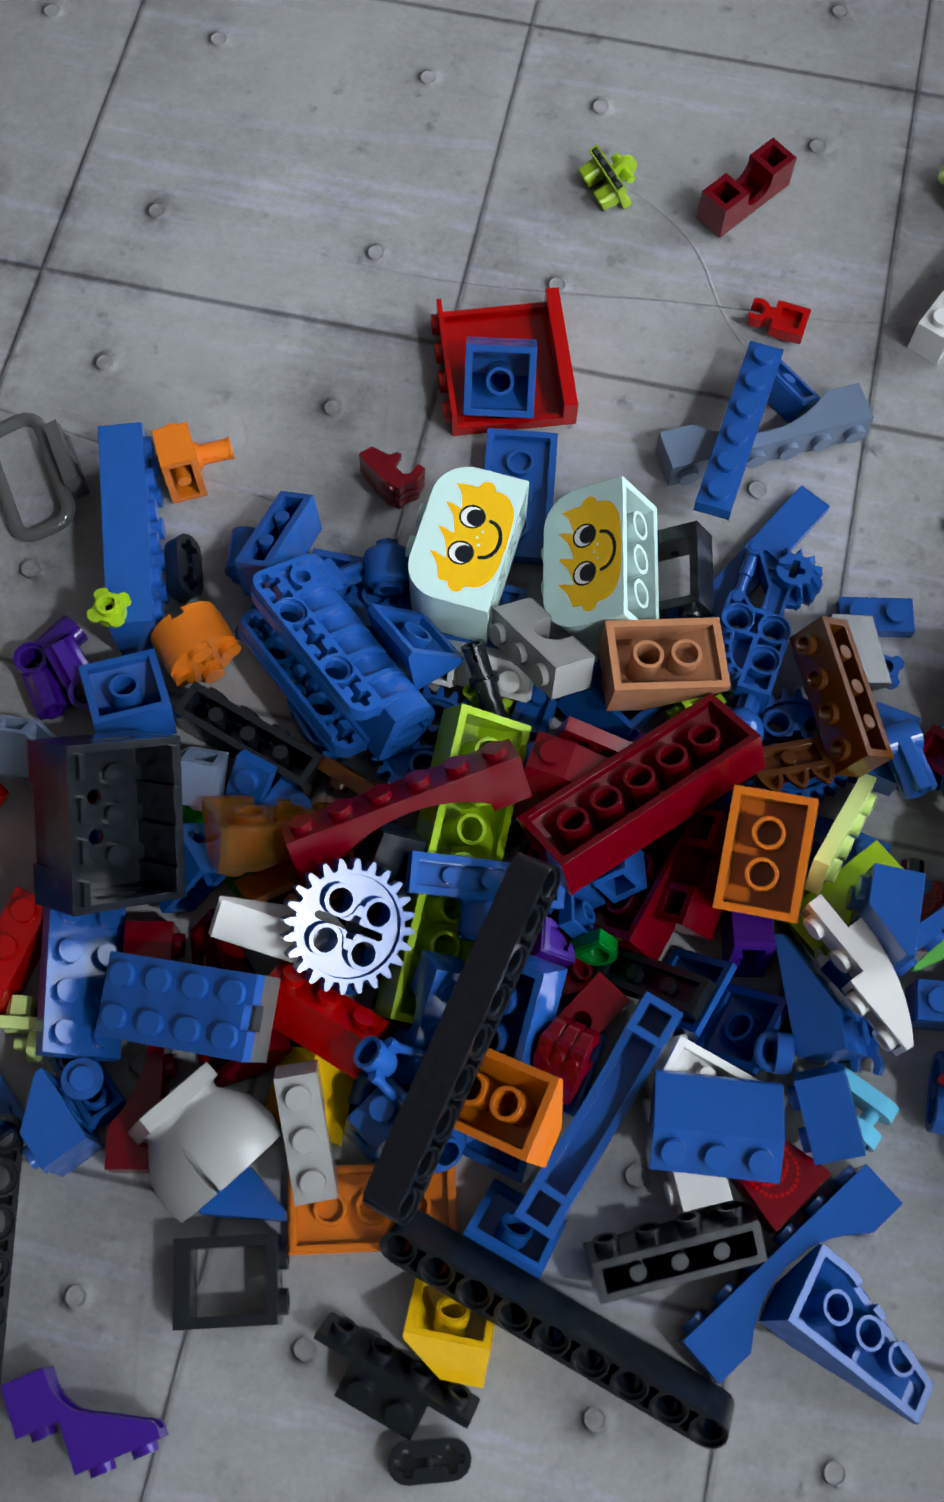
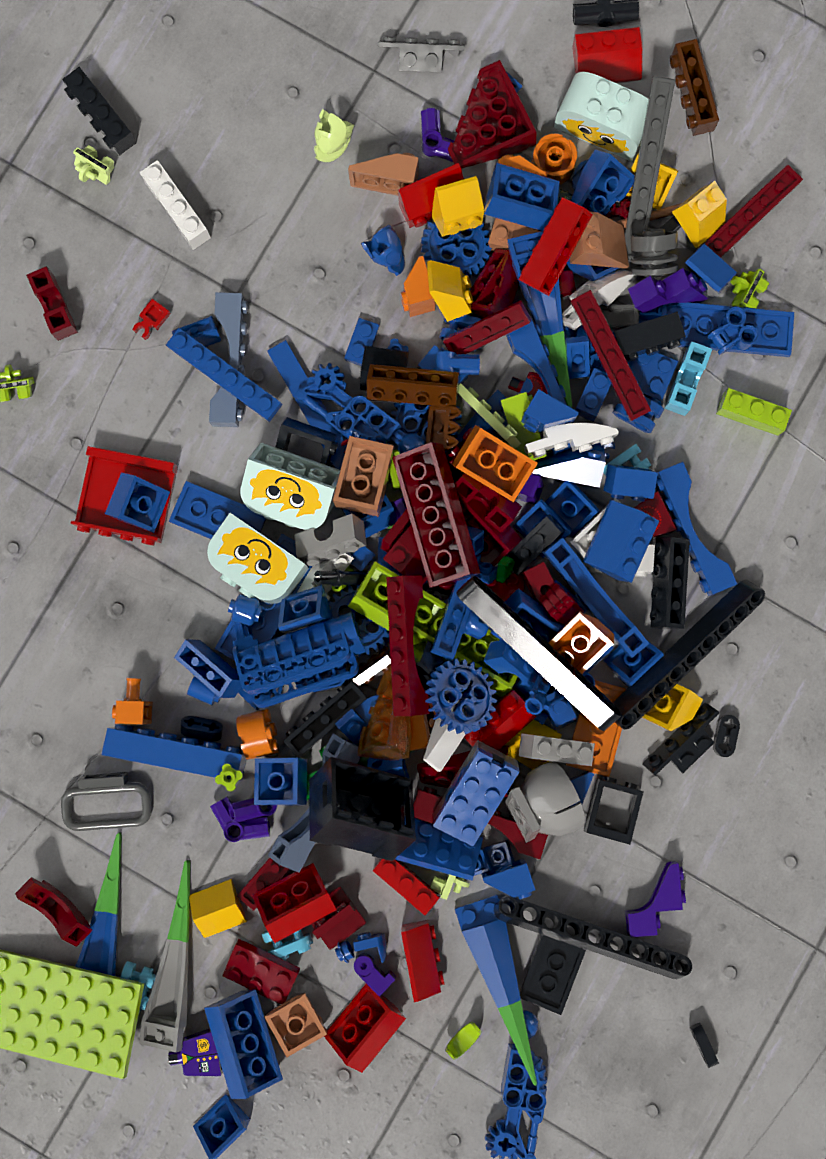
camera: 65 degrees left, 15 degrees up
(82, 1078) = (489, 860): blue plate -> none
(387, 480) = (180, 592): dark red hand -> none
(552, 945) = (500, 588): dark purple tile -> none
(781, 1052) = (594, 494): blue tile -> none
(836, 1325) = (725, 516): blue wedge -> none

